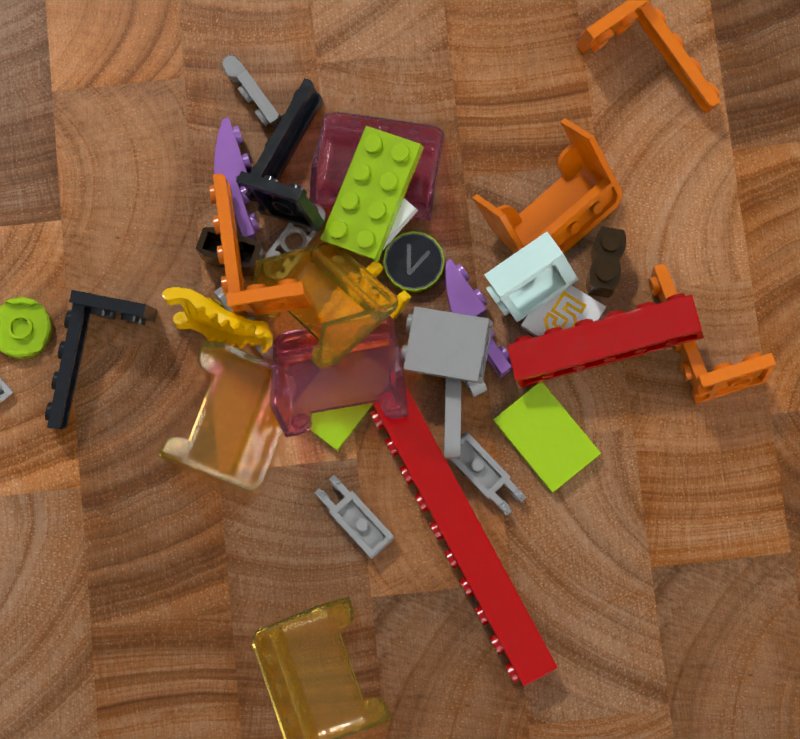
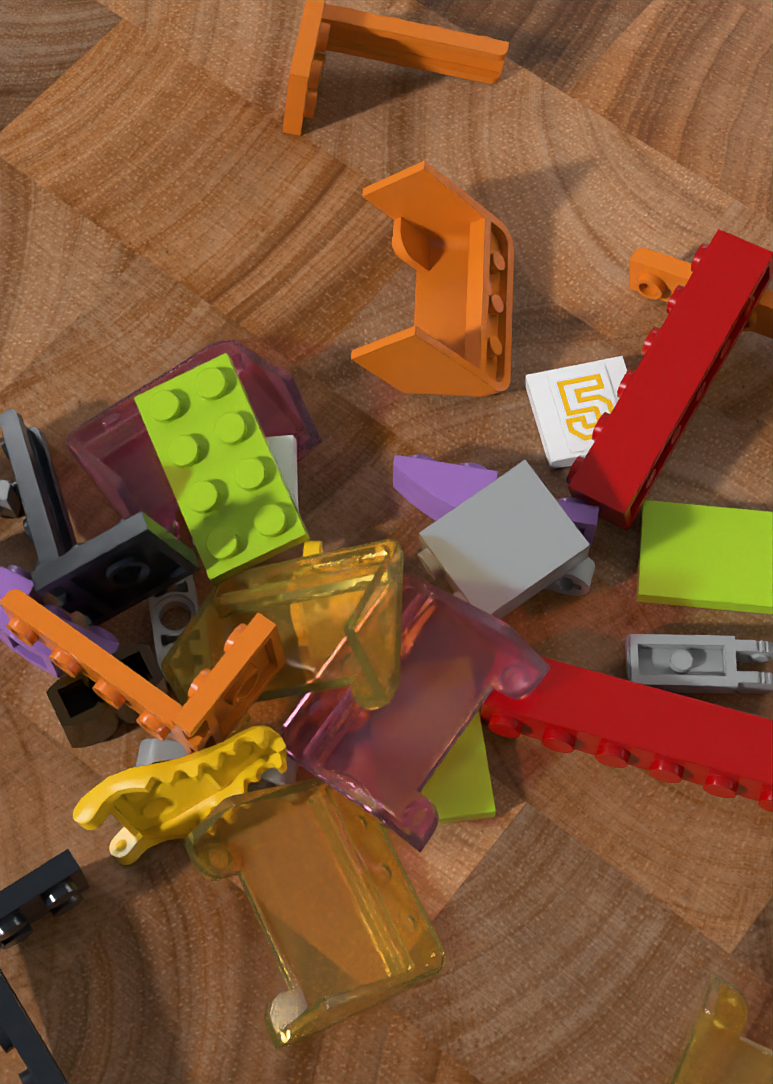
camera: 50 degrees left, 15 degrees down
(357, 519) = (609, 871): light grey hinge -> none
(413, 262) = (349, 505): black tile -> none
(452, 432) = (596, 631): light grey beam -> none
(530, 277) = (513, 385): light aqua window -> none
(606, 258) = (571, 308): dark brown brick -> none

